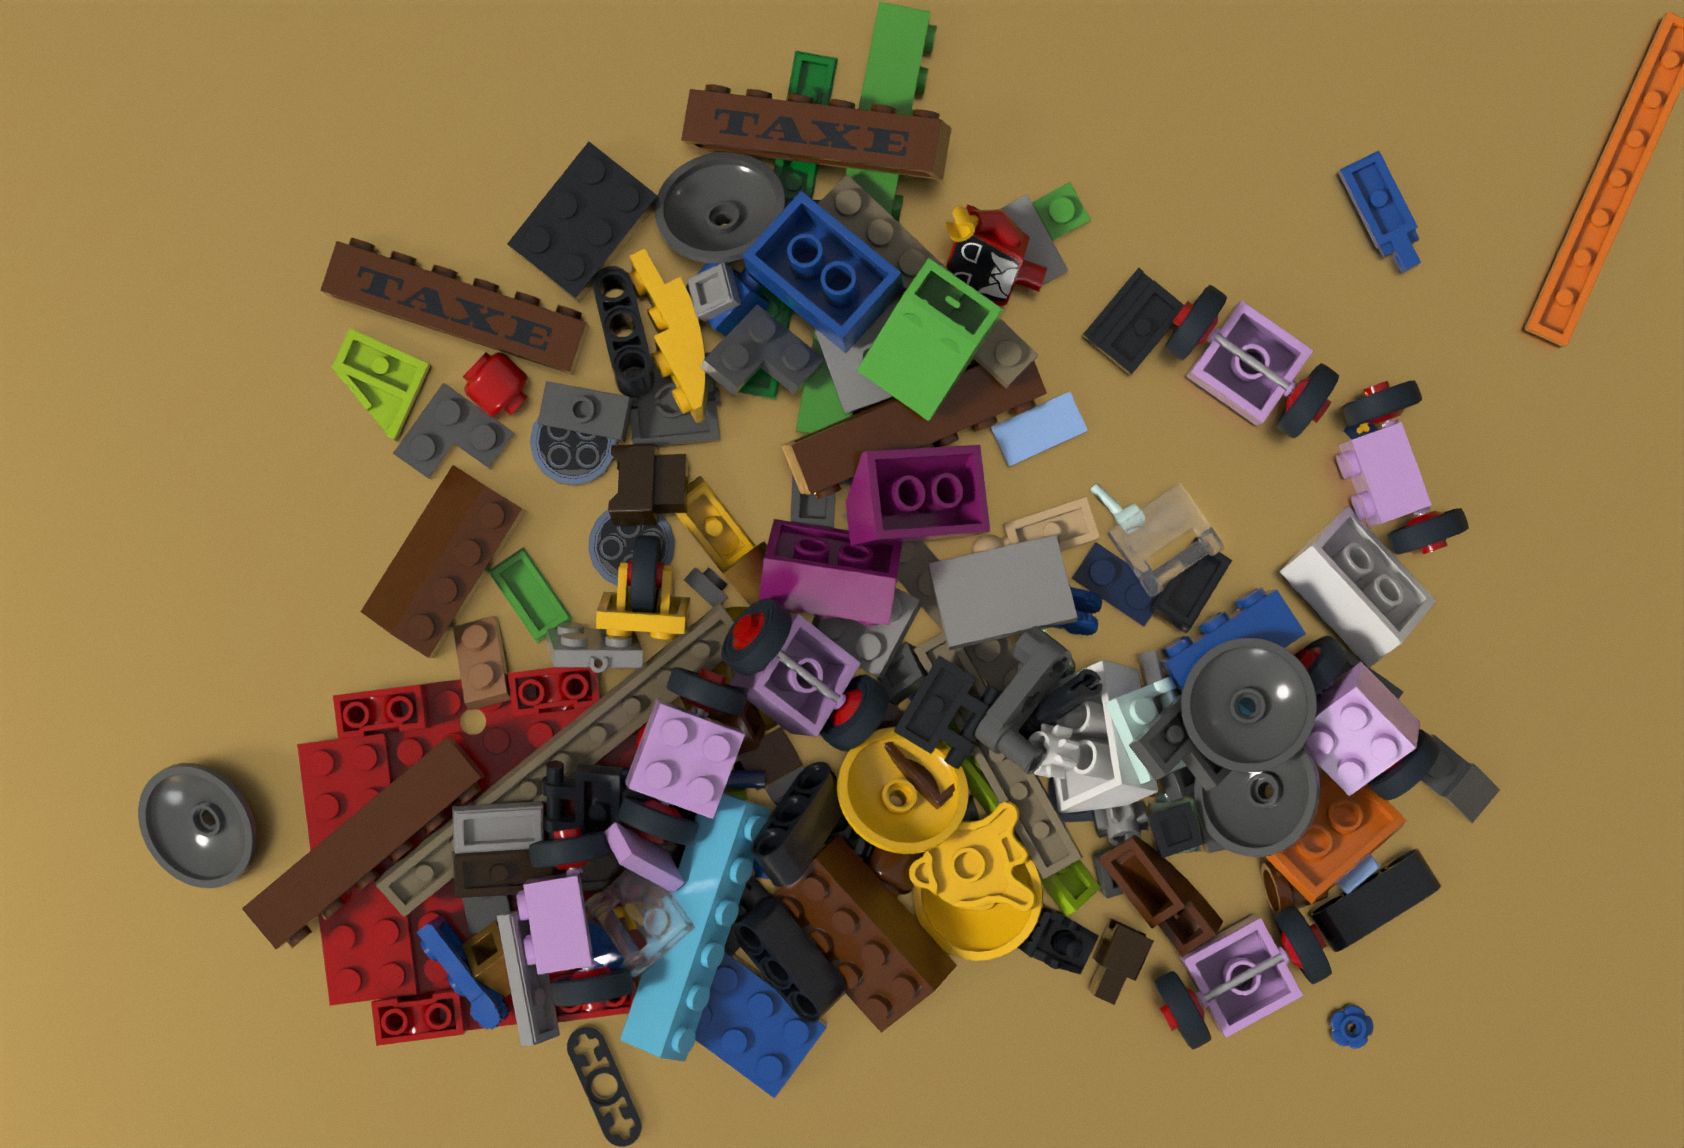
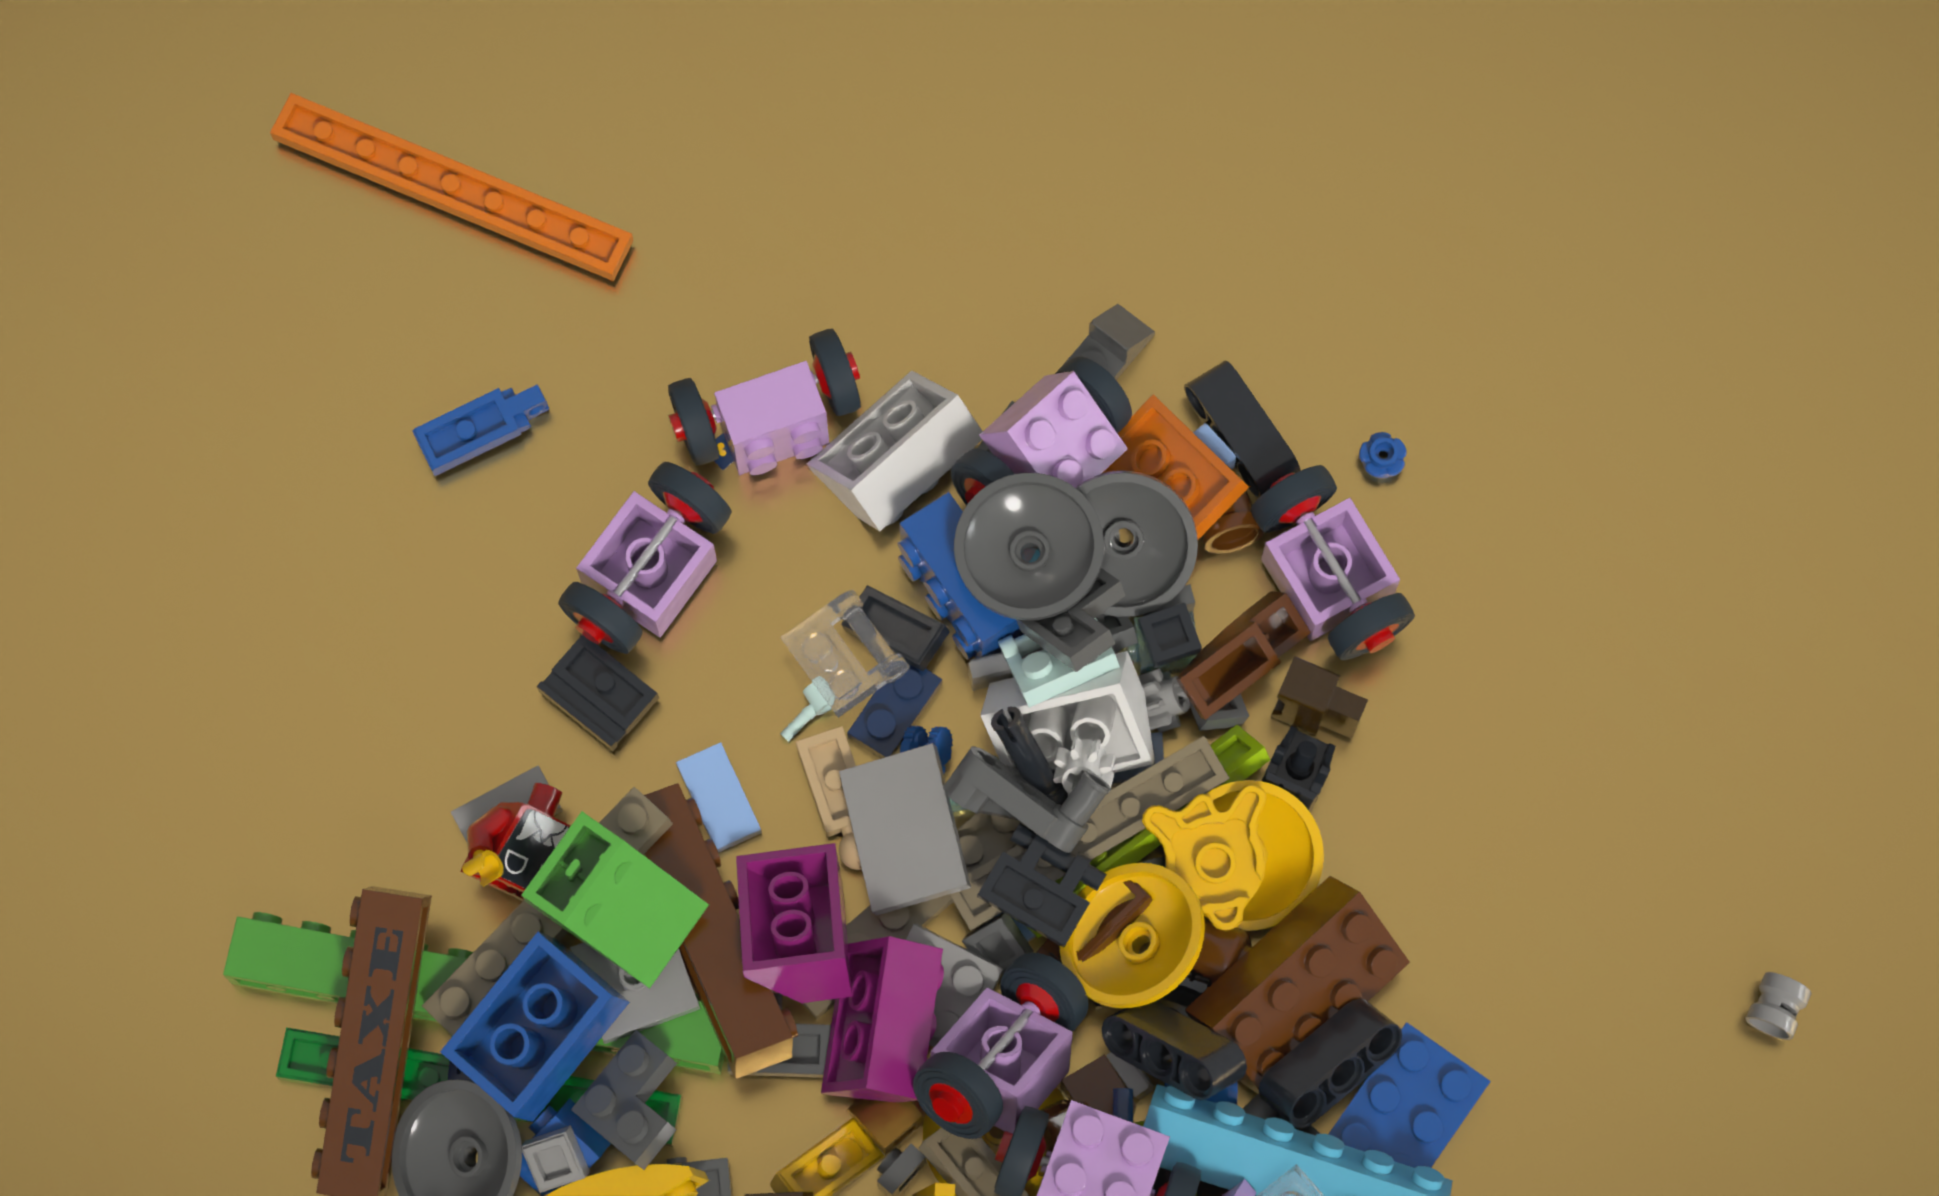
camera: 85 degrees left, 15 degrees down
(1061, 211) = (470, 773): bright green plate -> none

